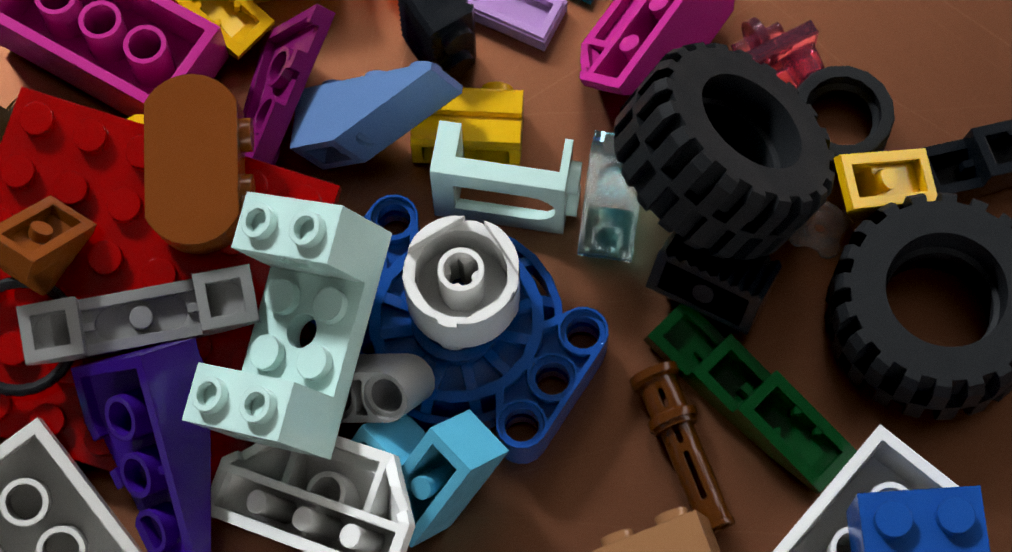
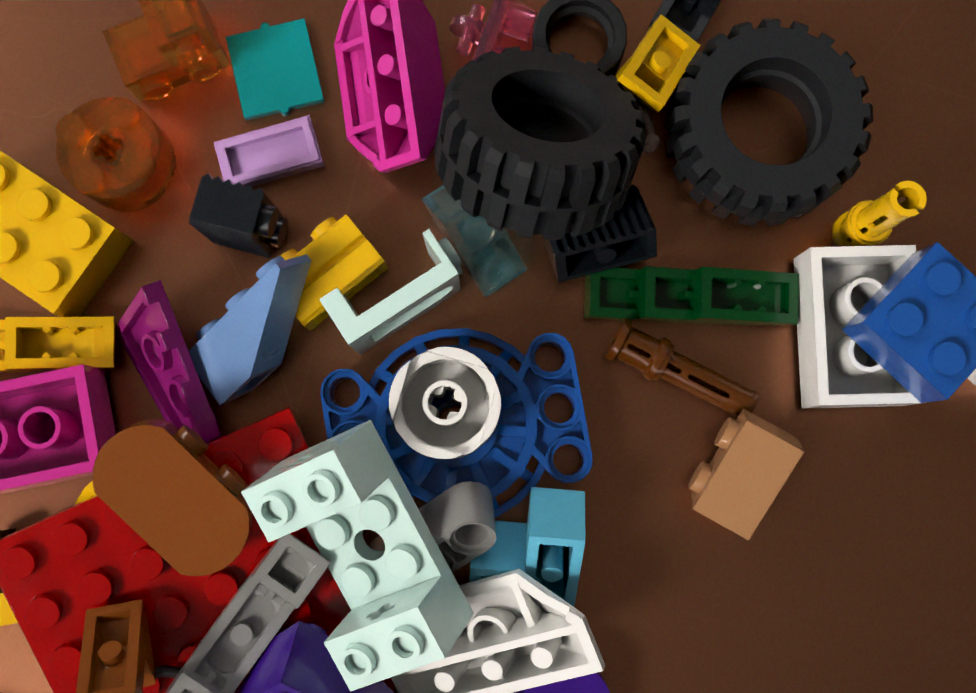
camera: 45 degrees left, 15 degrees up
(960, 450) = (878, 216): none -> yellow pin

